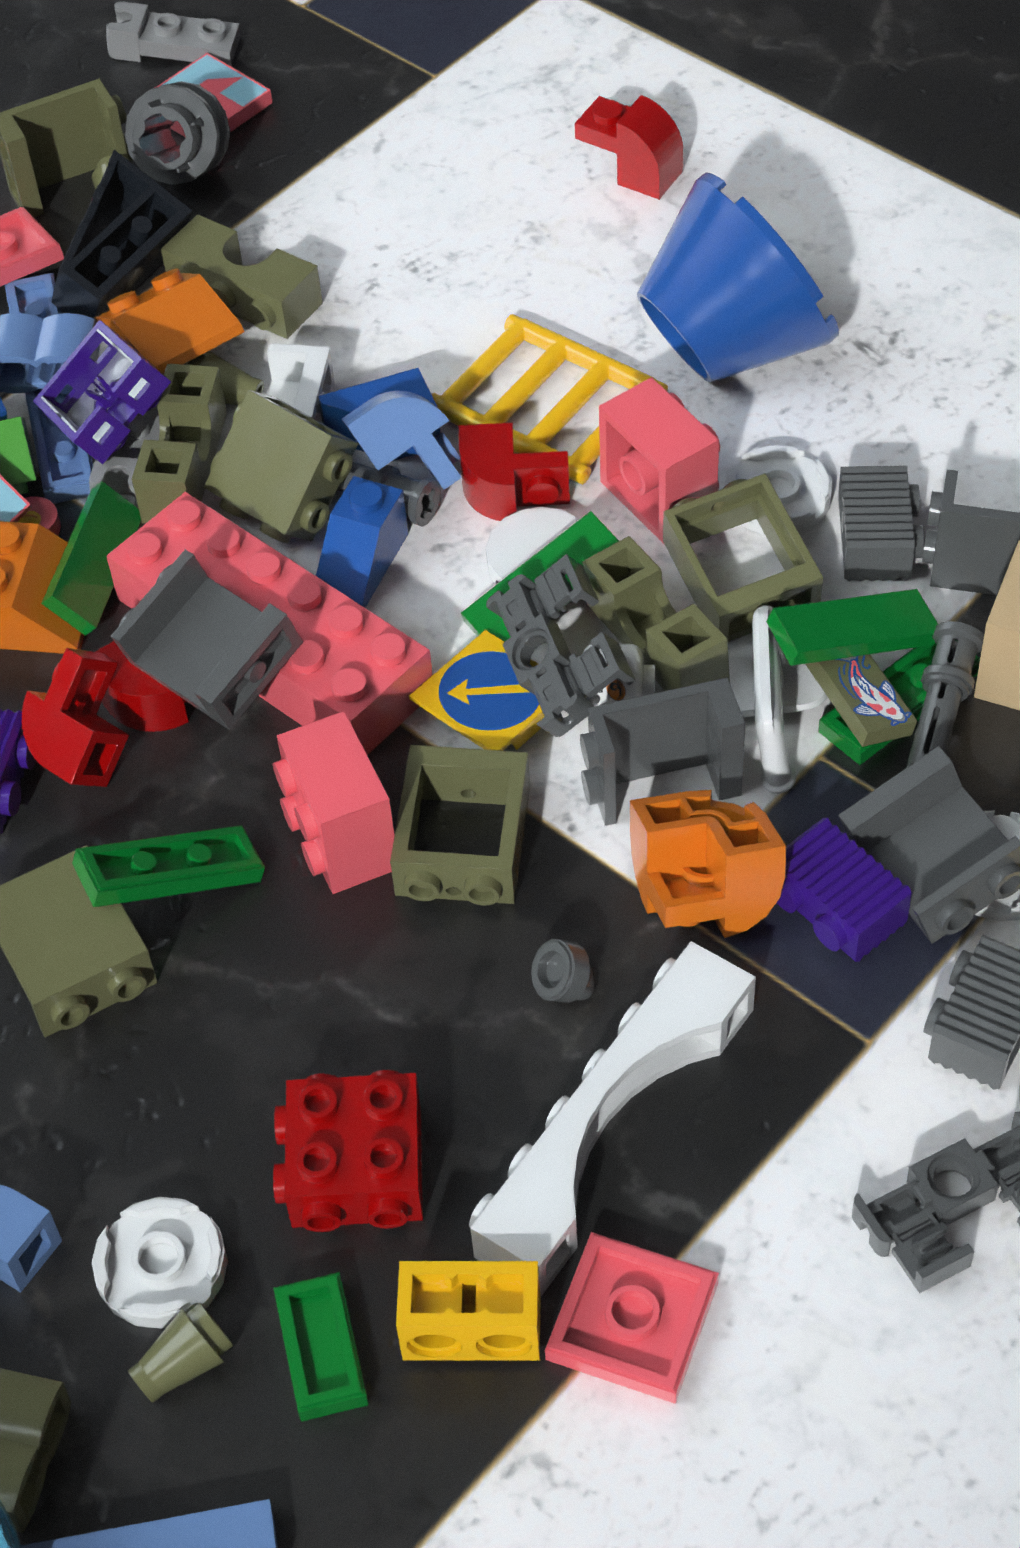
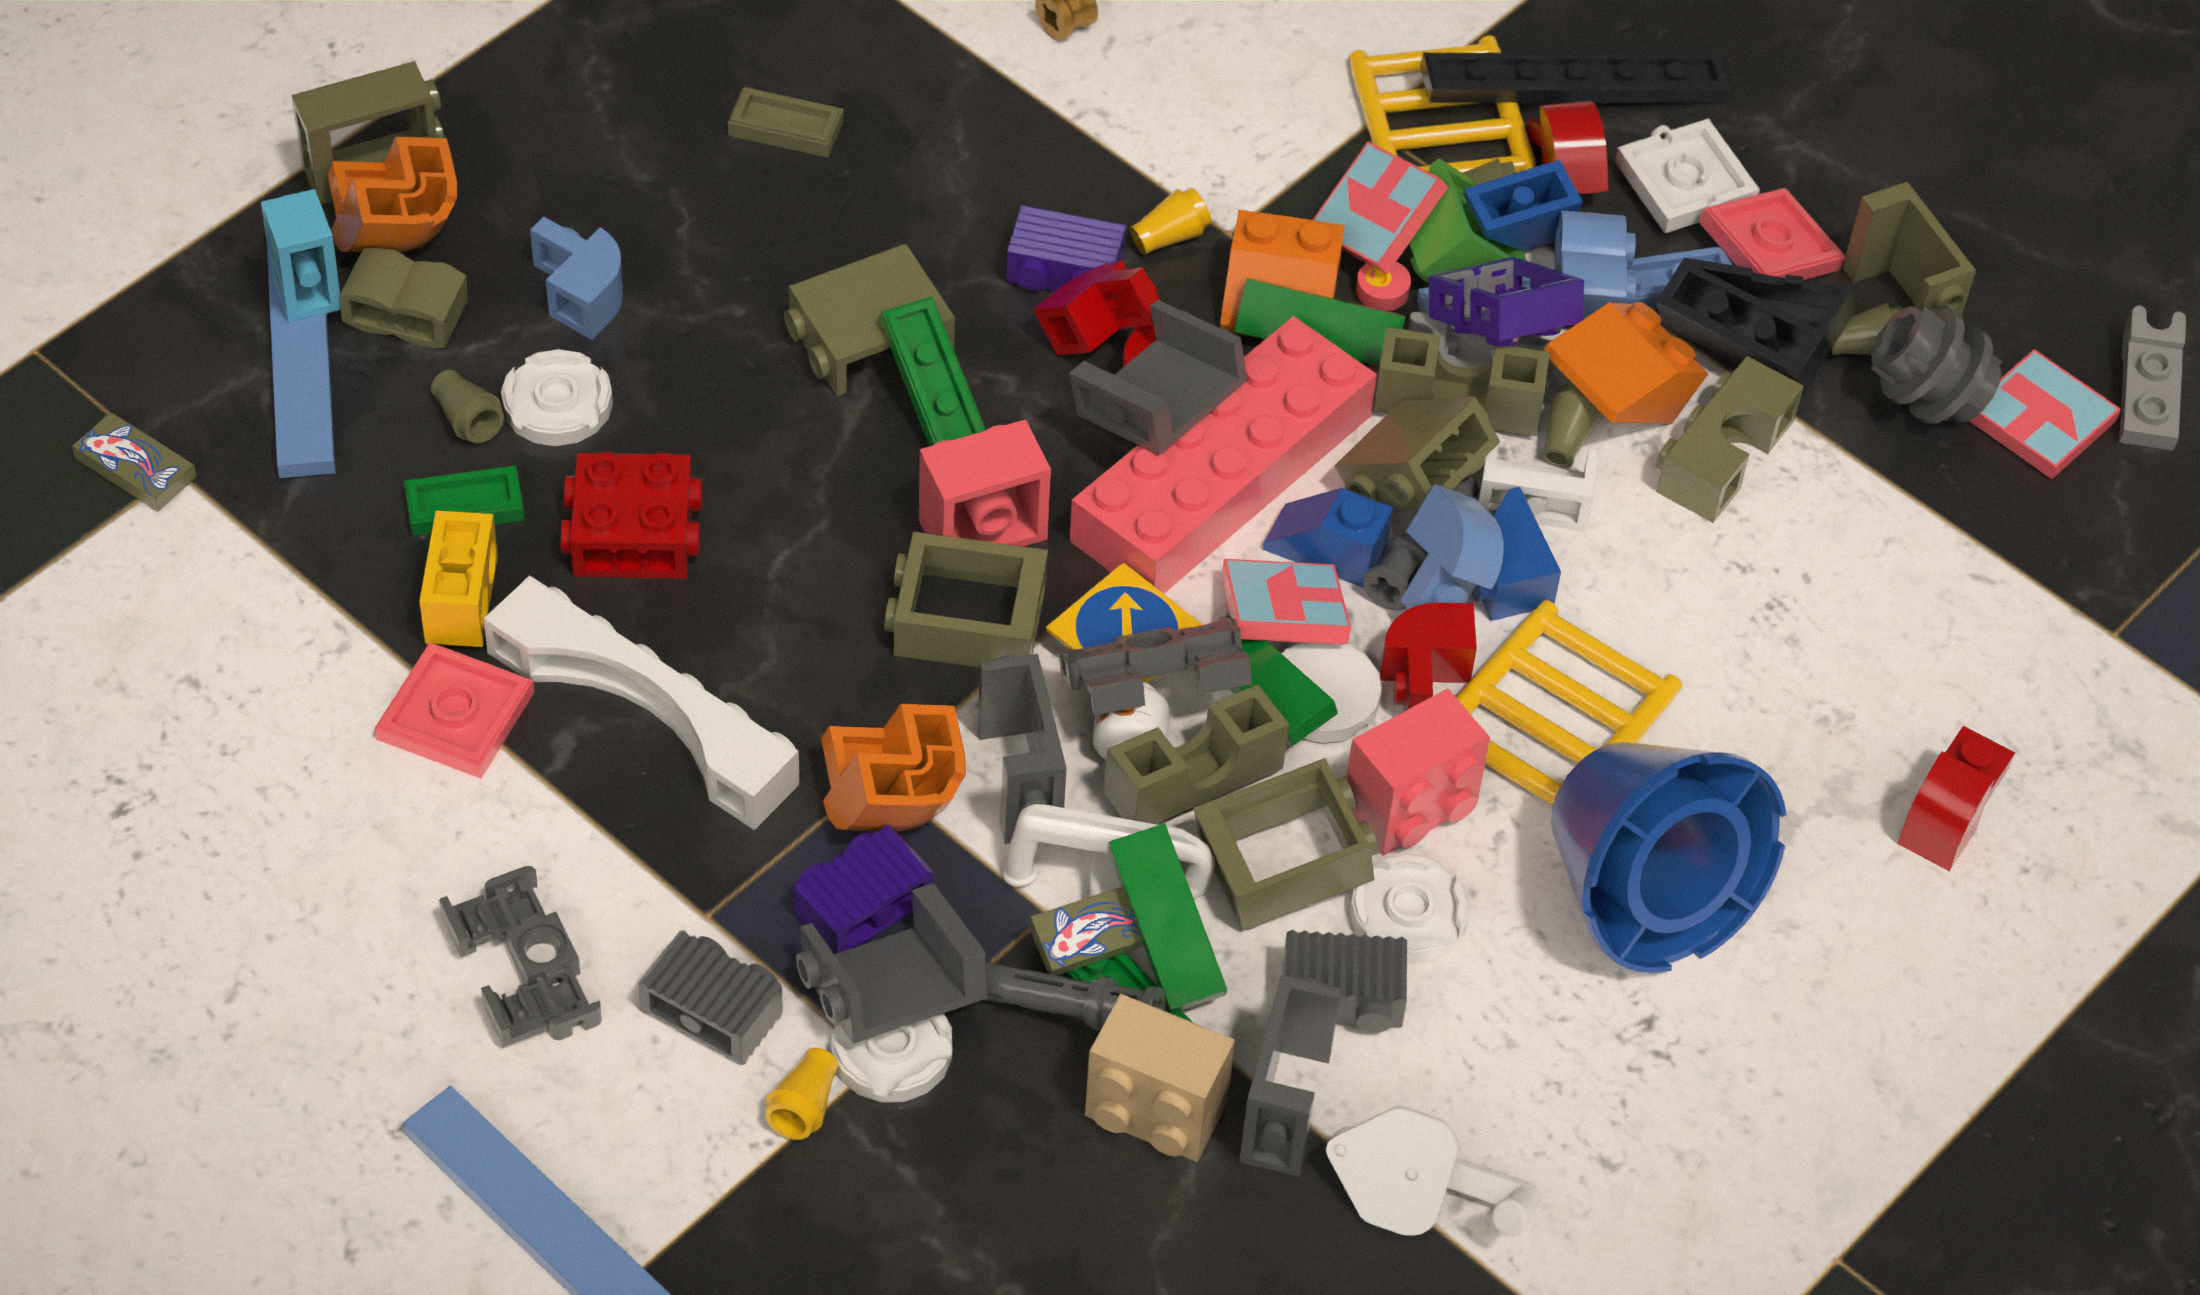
camera: 85 degrees right, 0 degrees up
(449, 571) = (1286, 601): none -> tile
(562, 972) = (797, 669): dark grey tile -> none

